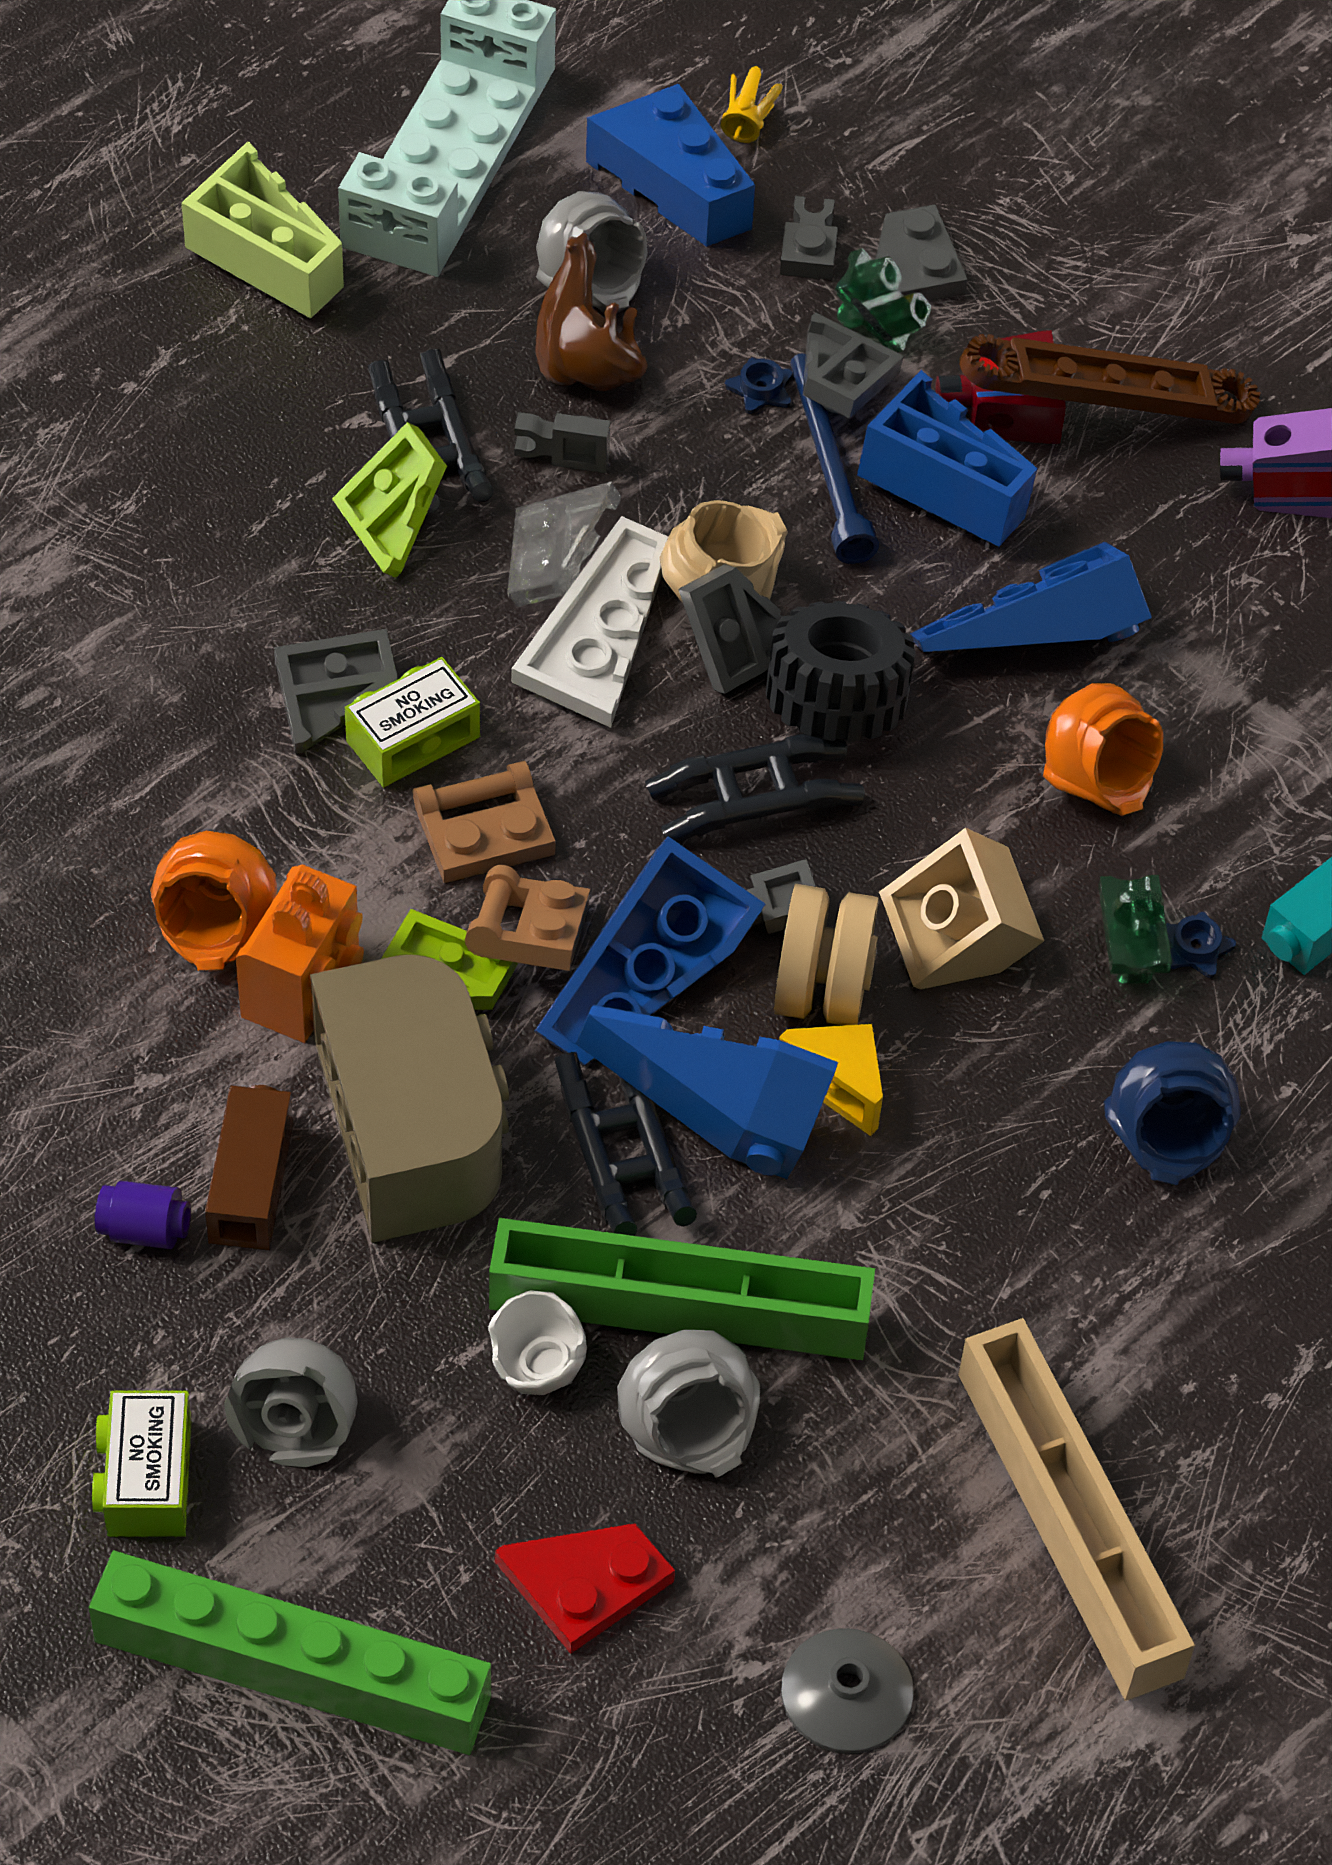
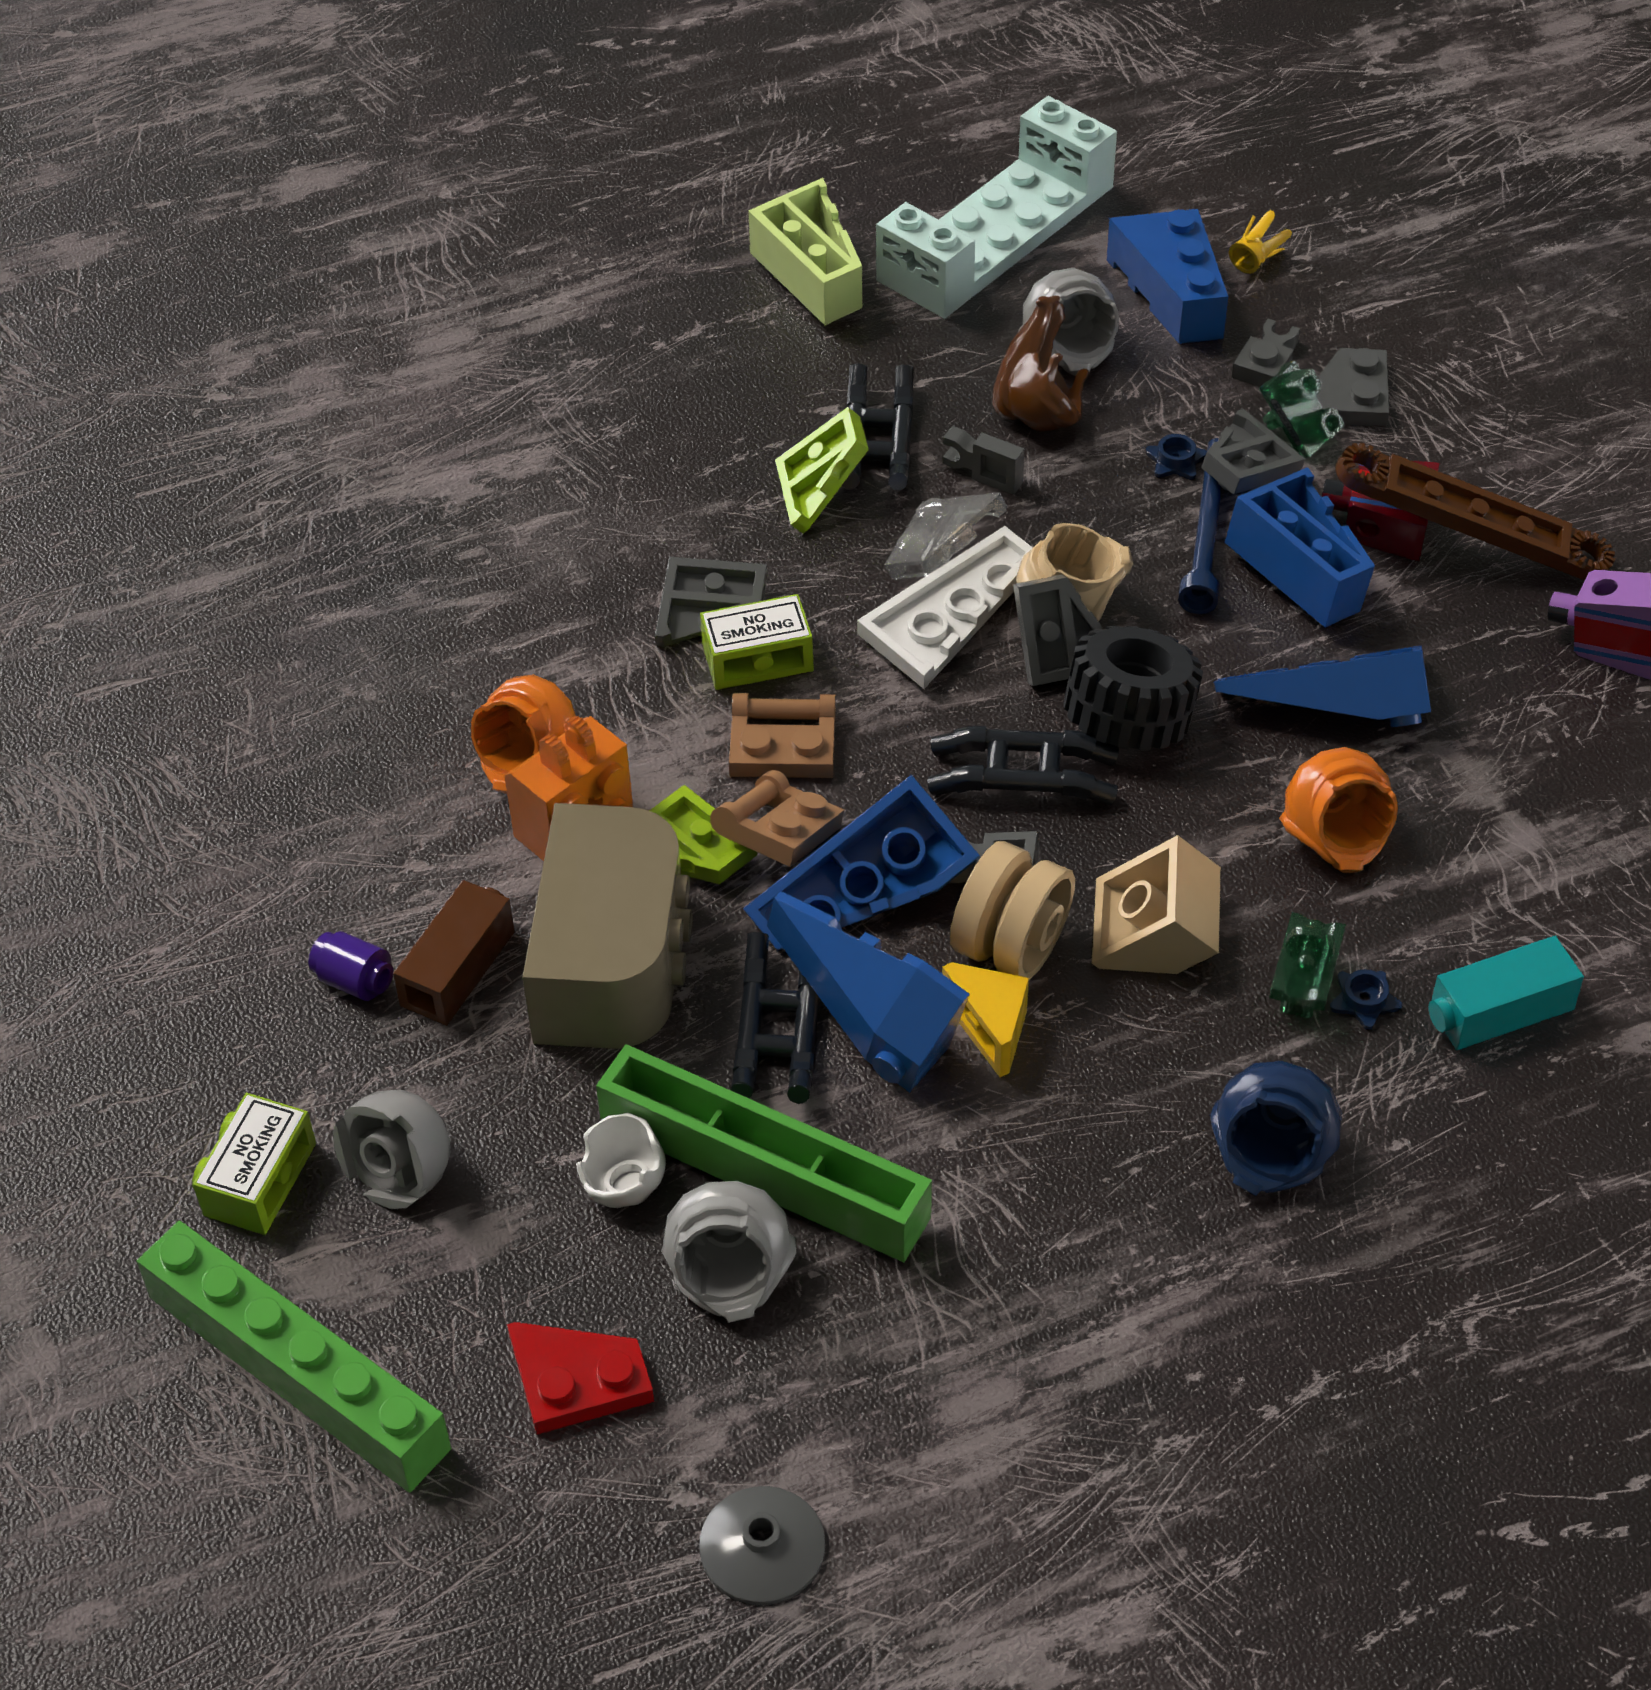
camera: 25 degrees right, 5 degrees down
(1075, 1510) = (1029, 1451): tan brick -> none

